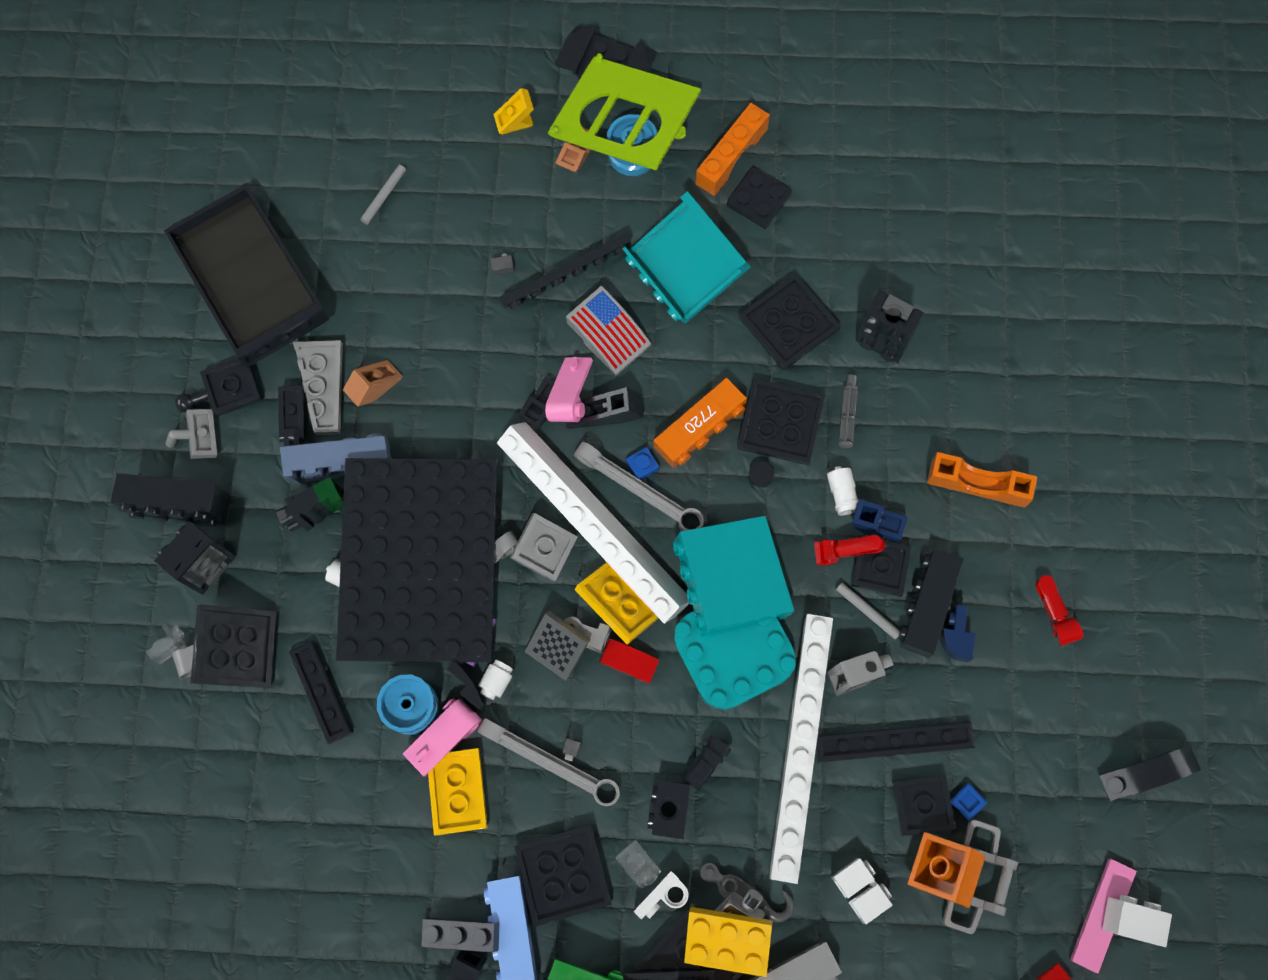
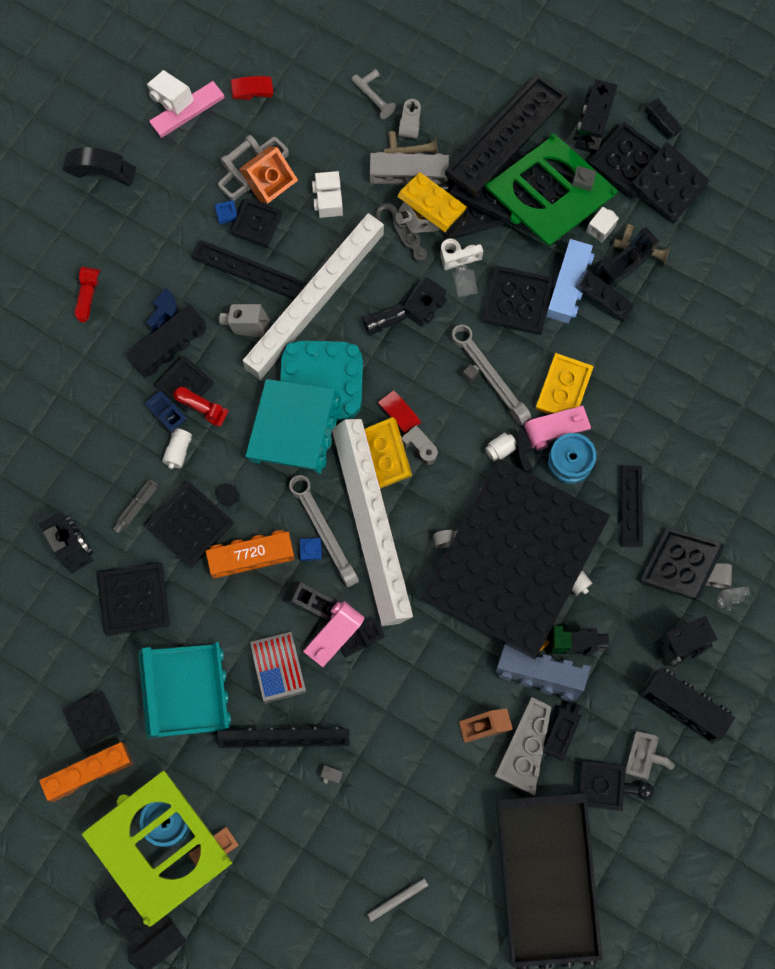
camera: 160 degrees left, 0 degrees up
(515, 113) = (247, 912): yellow slope -> none
(543, 547) = (418, 521): light grey plate -> none
(557, 645) = (444, 445): dark grey tile -> none
(868, 610) = (213, 361): light grey bar -> none
(1005, 487) = (86, 412): orange arch -> none

